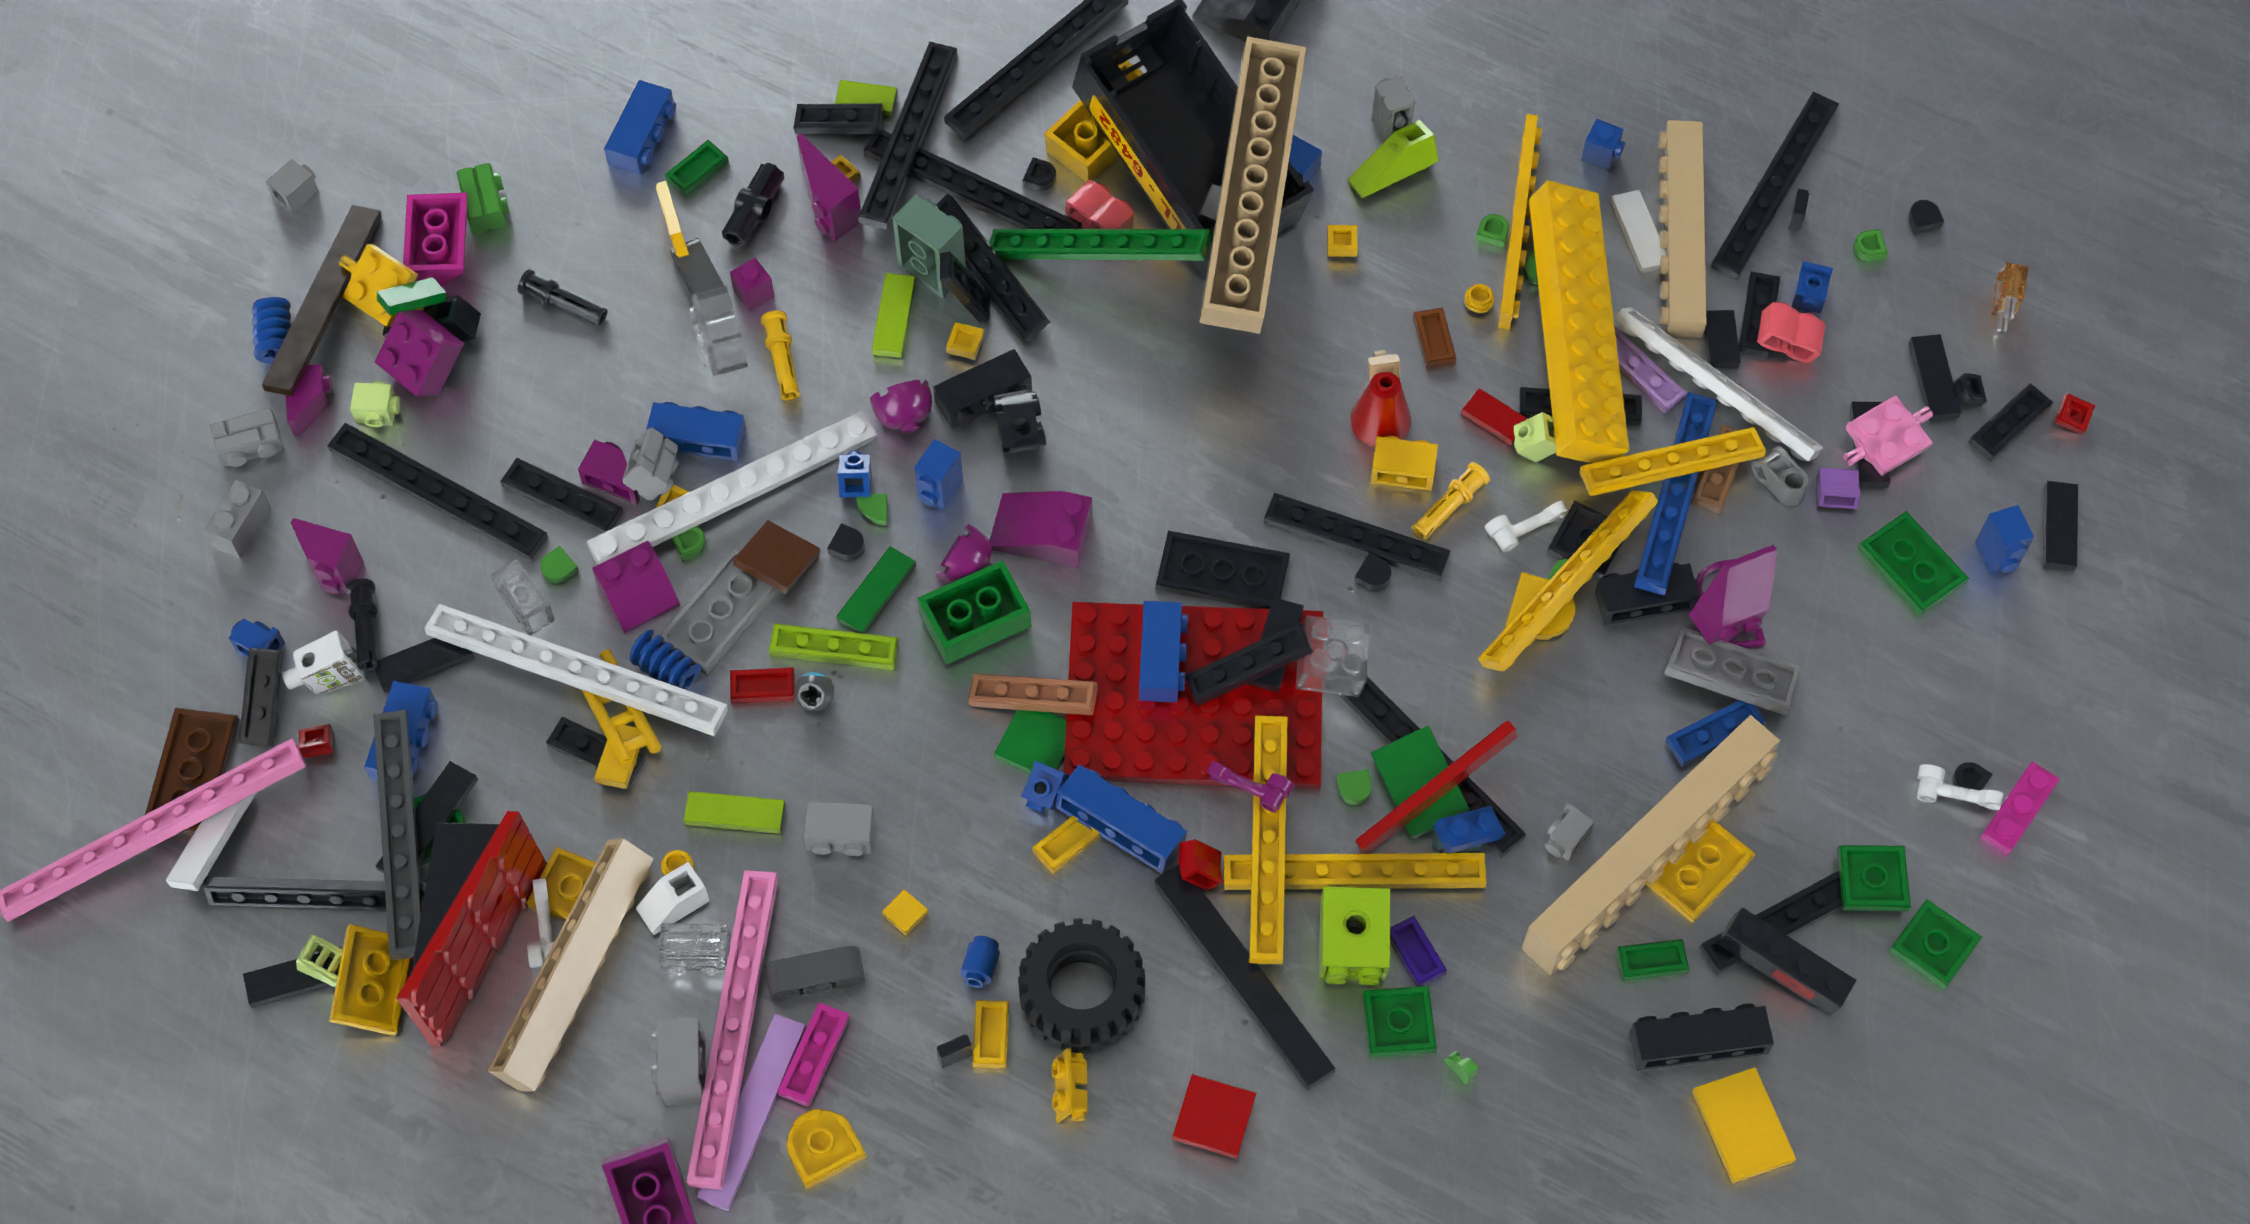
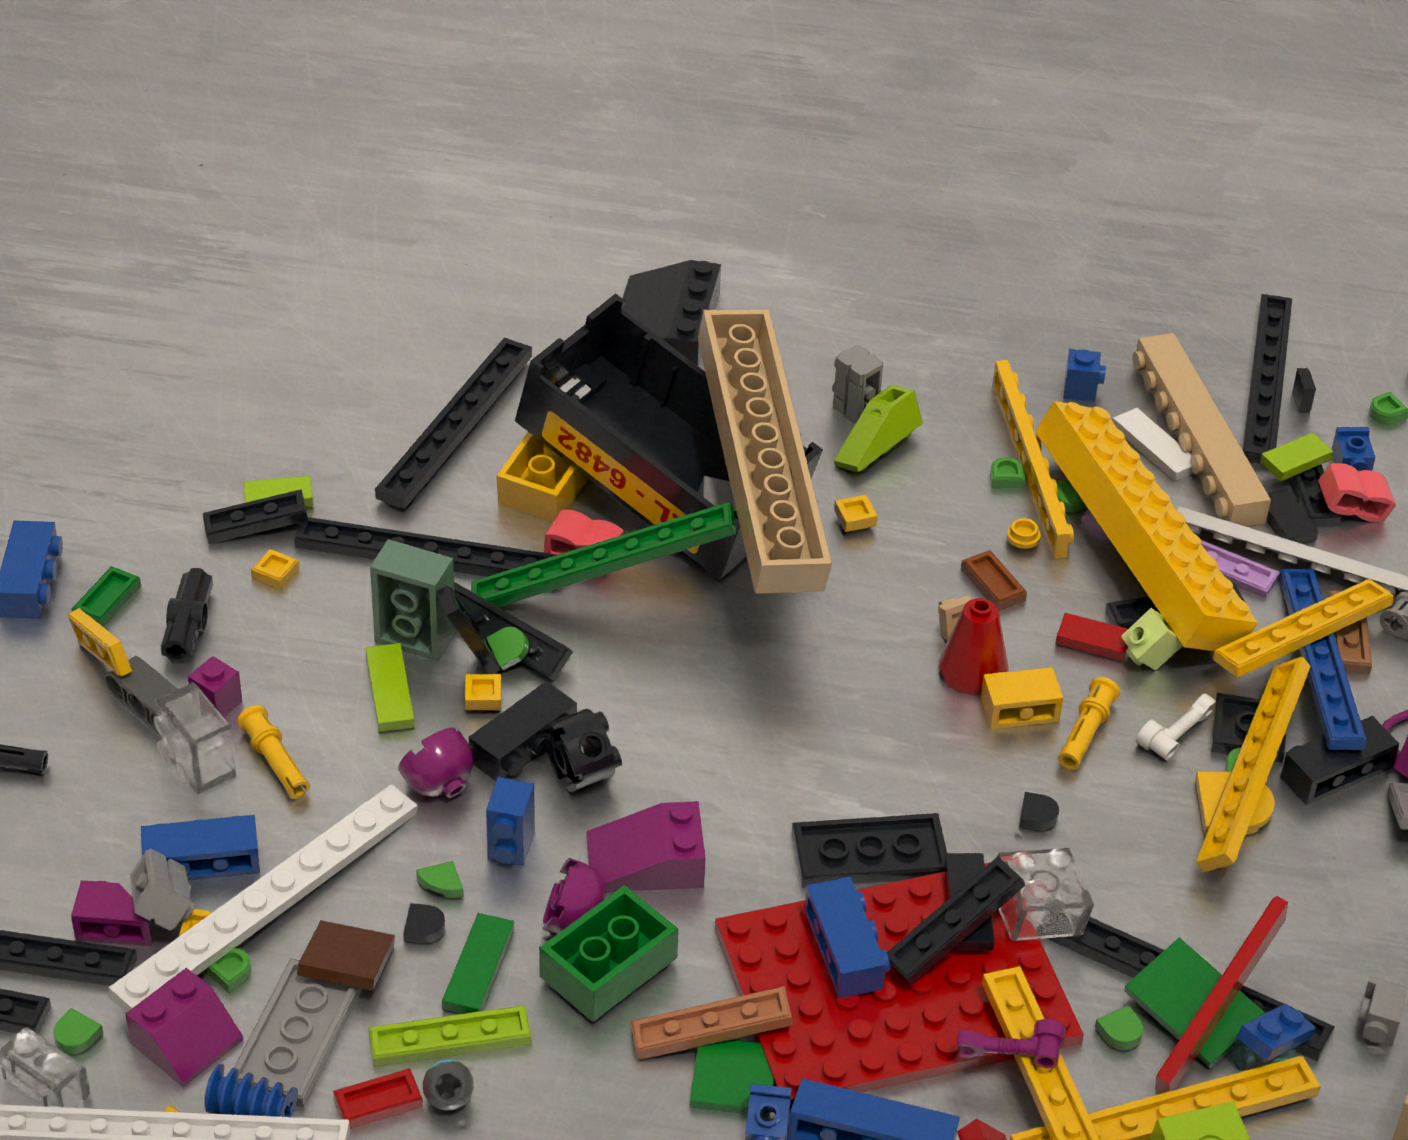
camera: 20 degrees left, 20 degrees down
(831, 193) = (271, 577): magenta slope -> none
(854, 466) = (405, 841): blue brick -> none
(907, 136) = (340, 517): black tile -> none
(999, 304) = (508, 646): none -> bright green tile
(1039, 175) = (501, 524): black tile -> none
(1356, 536) = (1000, 781): black tile -> none
(1756, 280) = (1296, 456): none -> lime tile

